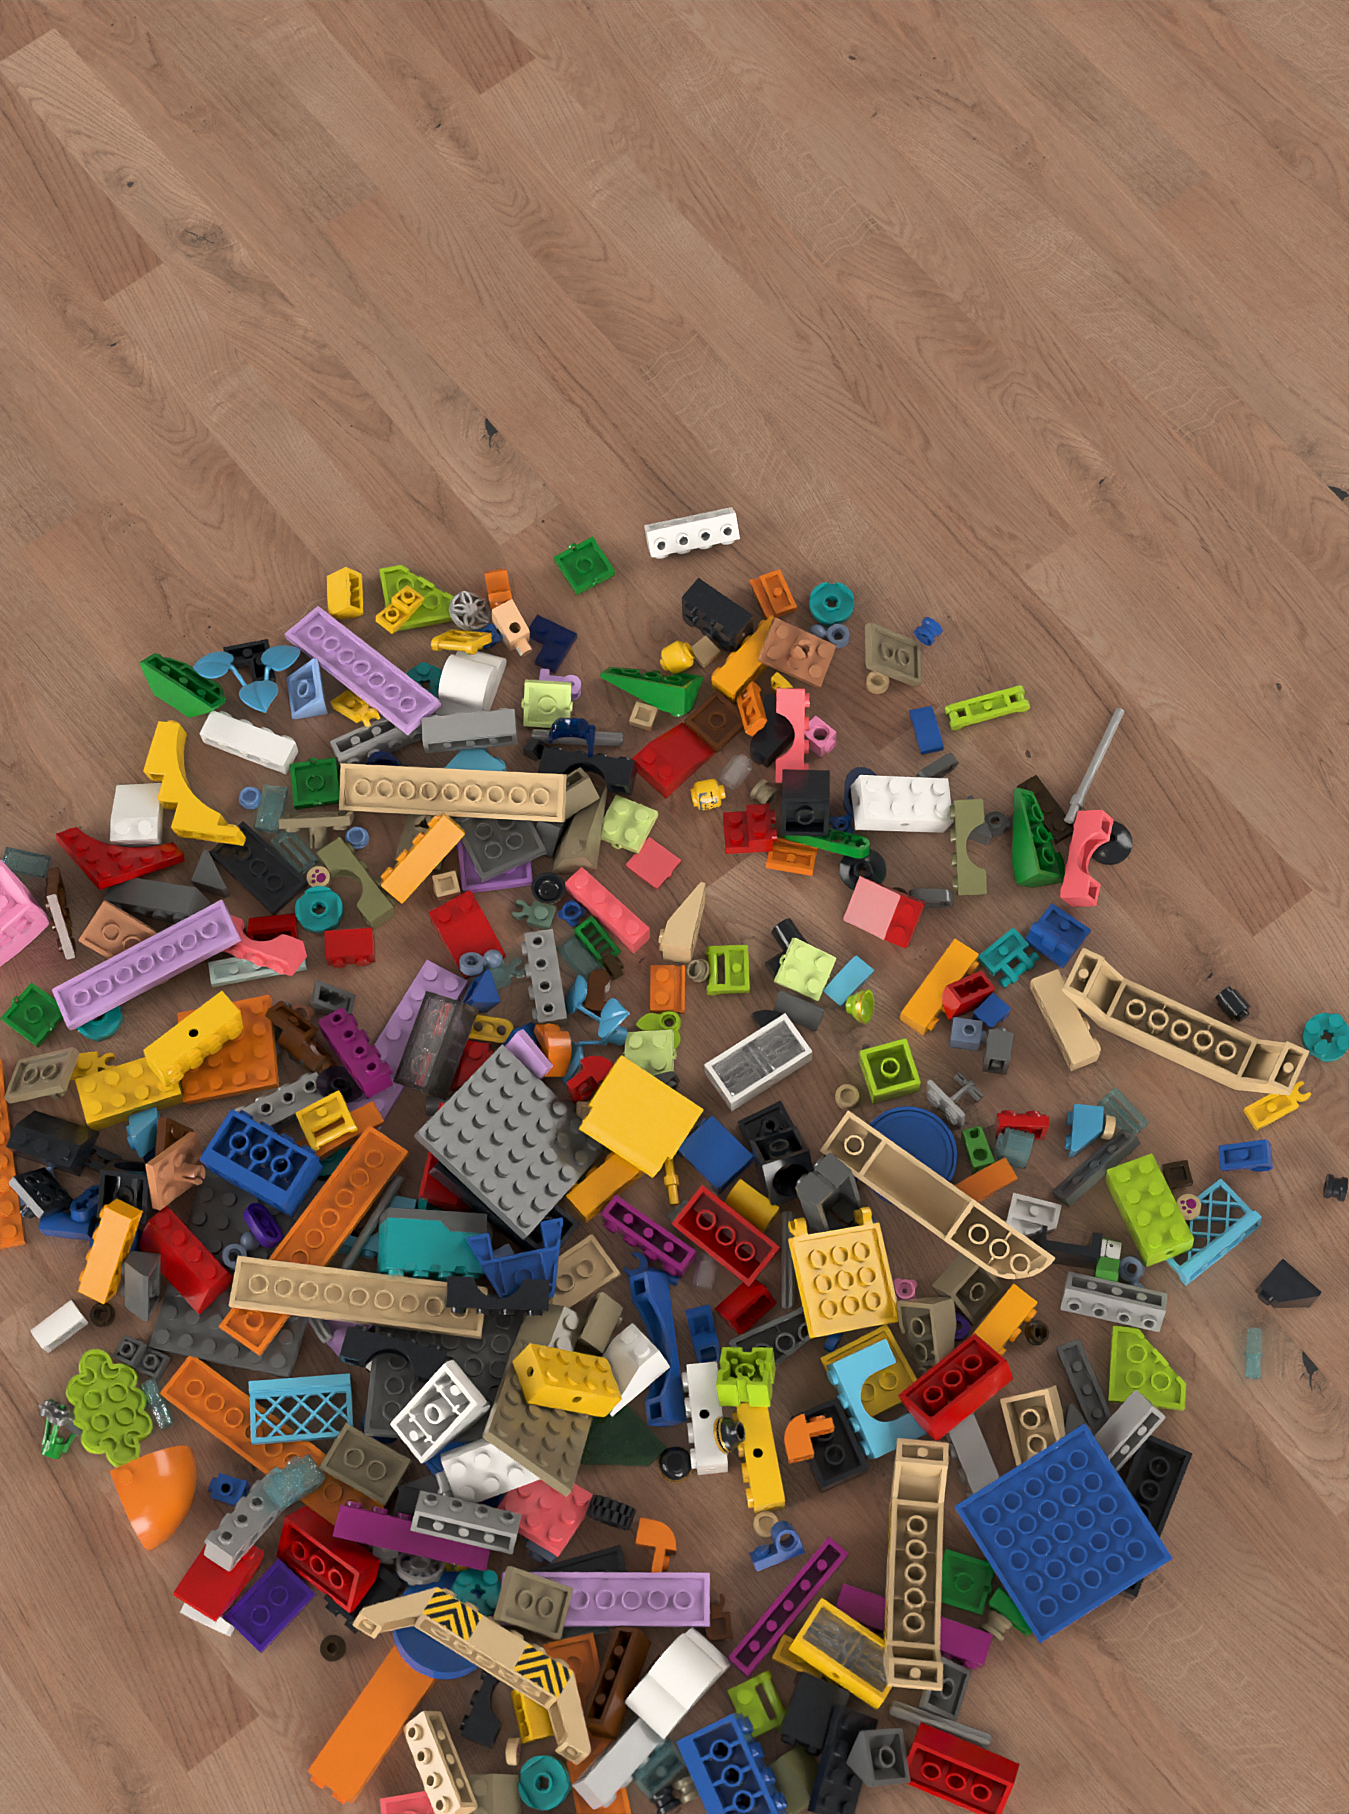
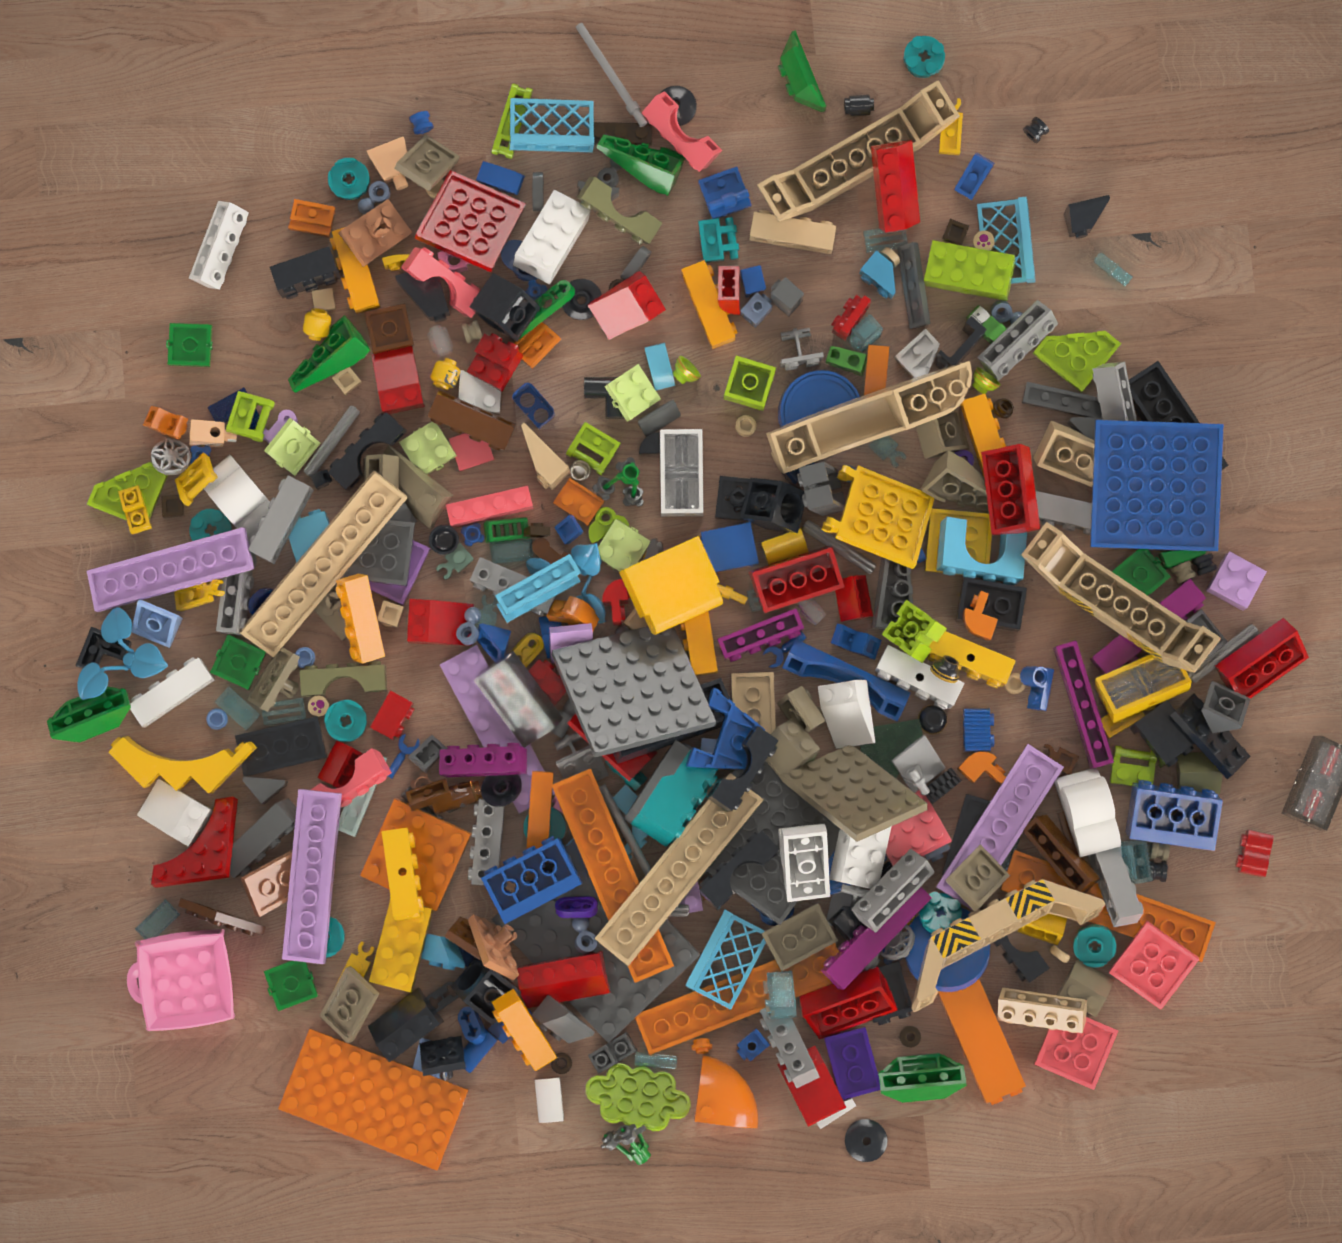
camera: 60 degrees left, 15 degrees up
(199, 1440) = (701, 1045): none -> orange plate
(211, 1671) = (855, 1135): none -> black dish
(294, 1684) = (921, 1078): none -> green wedge
(310, 980) = (401, 756): none -> blue piece
(323, 1114) = (520, 814): yellow plate -> none
(345, 594) = (90, 544): yellow brick -> none
(404, 1136) = (580, 760): none -> light grey plate
(422, 640) = (172, 506): none -> dark brown plate
(549, 643) = (243, 413): none -> lime plate
(552, 991) = (538, 588): none -> medium azure fence
(566, 1380) = (836, 758): yellow brick -> none
(575, 728) = (326, 437): clear blue helmet -> none
(618, 1475) = (918, 765): none -> light grey plate
(634, 995) = (568, 529): none -> blue plate
(678, 841) = (471, 420): none -> reddish brown brick
(692, 1515) = (977, 730): none -> blue brick
(707, 836) = (479, 393): none -> white wing
(720, 1011) = (628, 475): none -> plant
(734, 870) = (540, 402): none -> blue piece
(751, 709) = (401, 296): orange plate -> none
(865, 725) = (470, 221): none -> plate
(871, 614) = (385, 159): none -> light nougat torso
(909, 1285) = (913, 473): bright pink plate -> none
(918, 1243) = (885, 447): none -> clear light blue plate
(990, 748) = (546, 141): none -> medium azure fence
(1019, 1643) = (1205, 564): none -> black wheel
(1024, 1687) = (1236, 581): none -> lavender brick
(1050, 1296) = (984, 381): none -> lime piece
(1180, 1084) = (895, 185): none -> red slope
(1221, 930) = (799, 75): none -> green wedge

